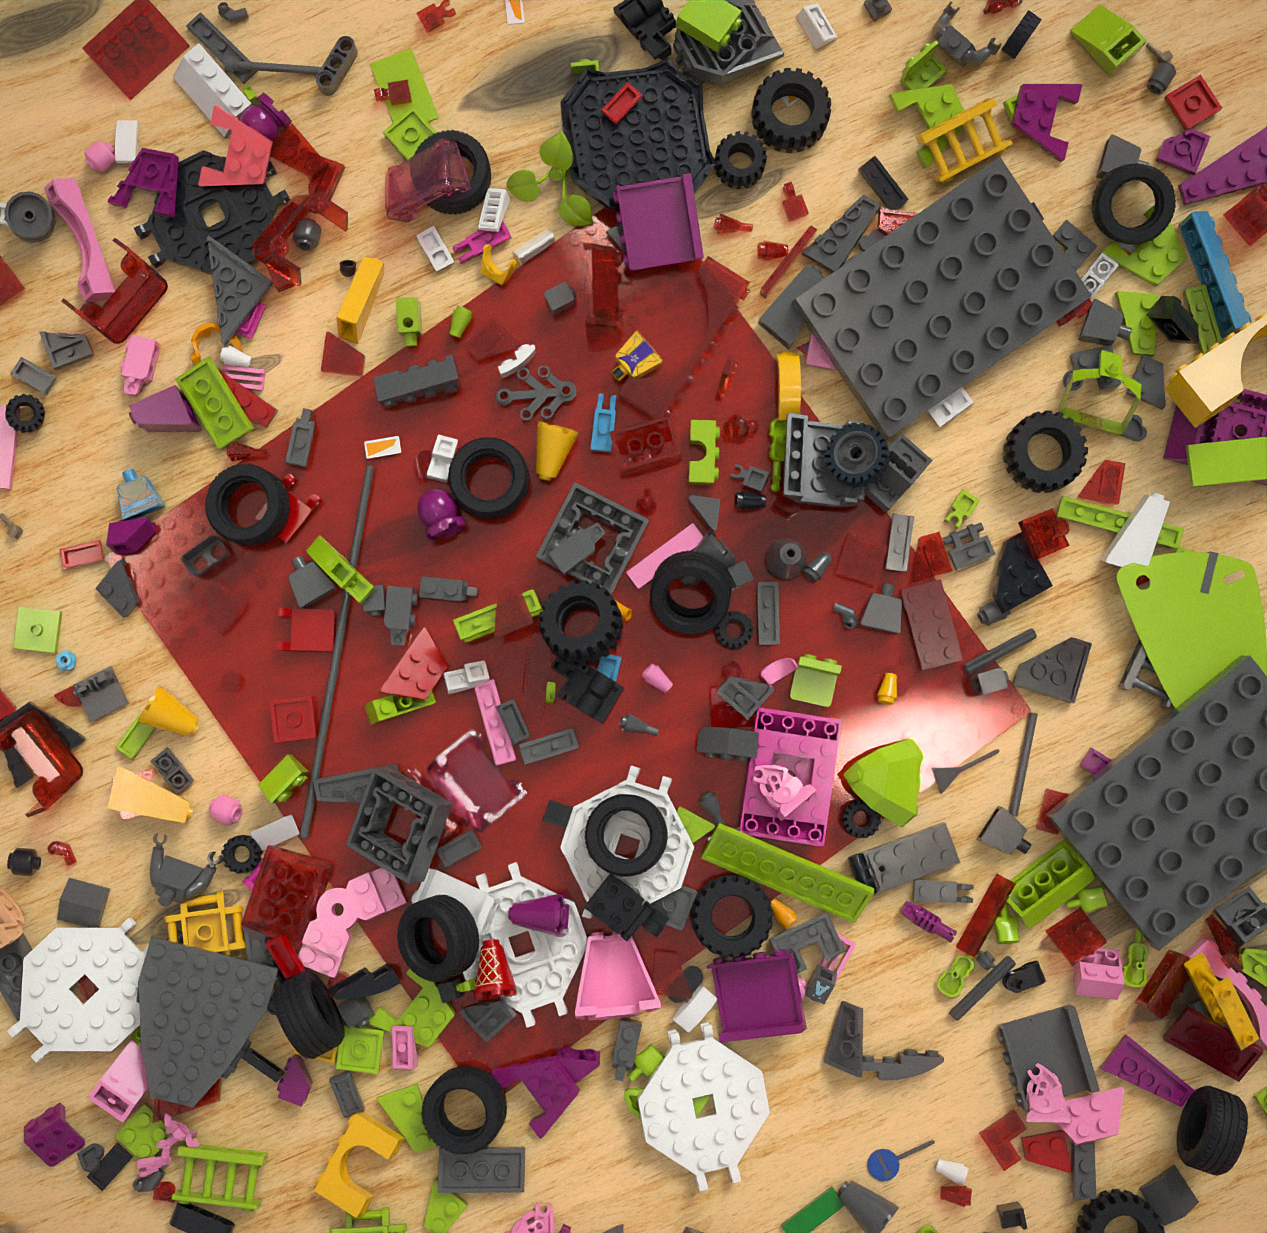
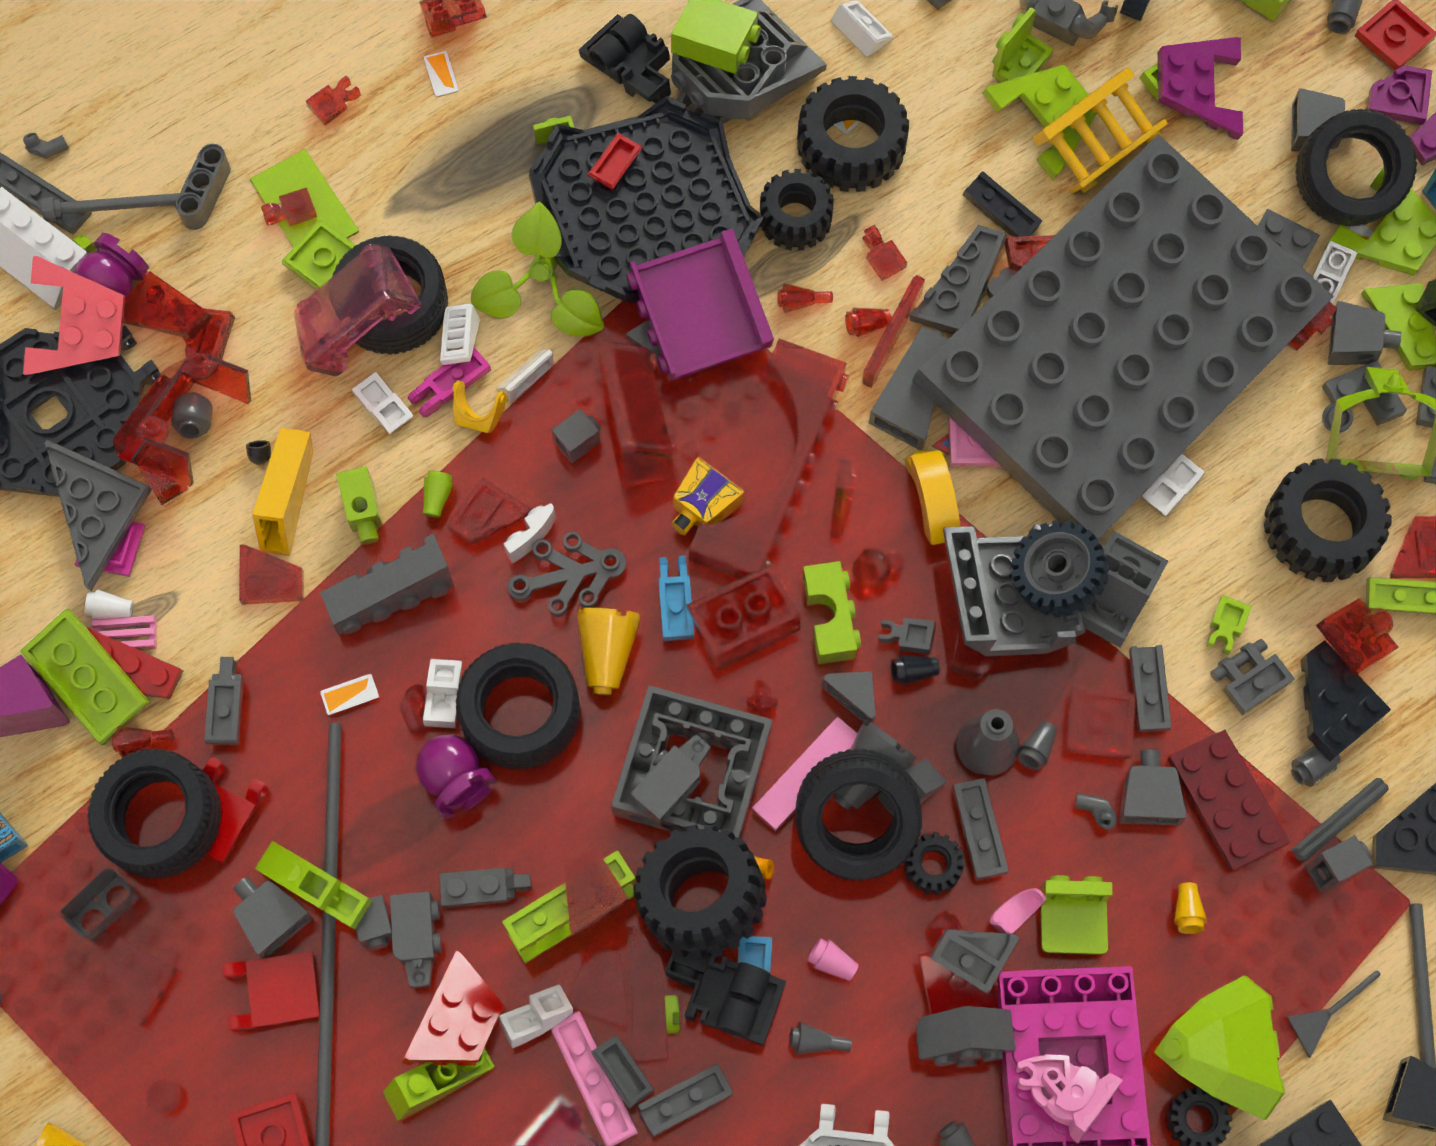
camera: 10 degrees left, 15 degrees down
(205, 331) = (58, 577): light orange helmet -> none
(777, 449) = (940, 587): lime piece -> none
(930, 558) = (1201, 702): clear red wing -> none

